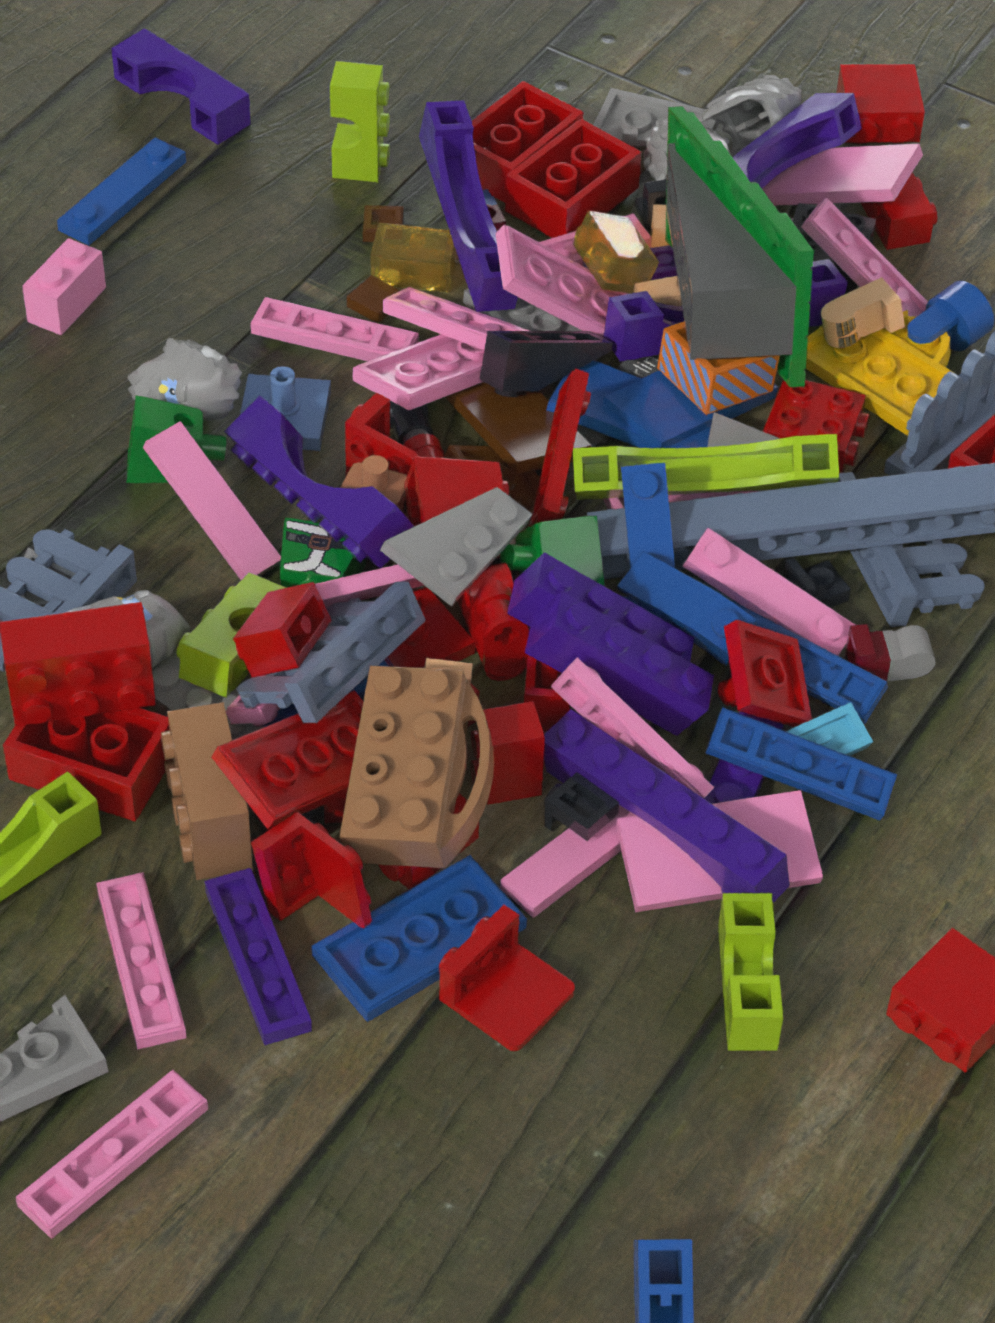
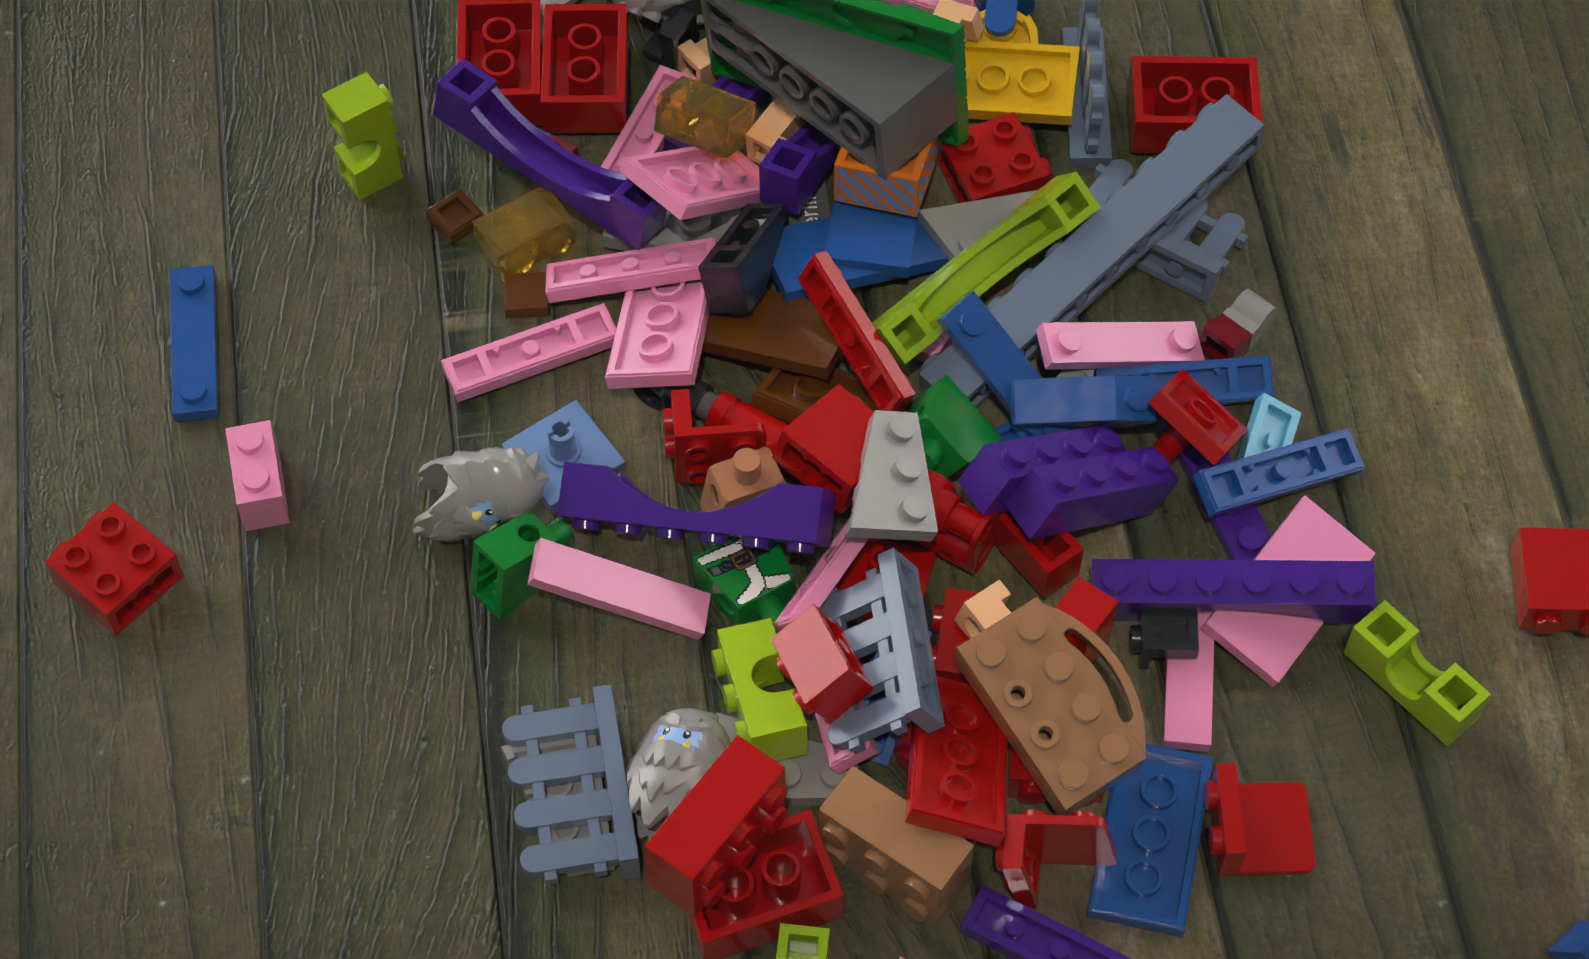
camera: 40 degrees left, 10 degrees up
(152, 65) = (87, 197): dark purple arch -> none
(605, 709) = (1127, 540): bright pink plate -> none
(819, 581) = (1127, 303): black bracket -> none

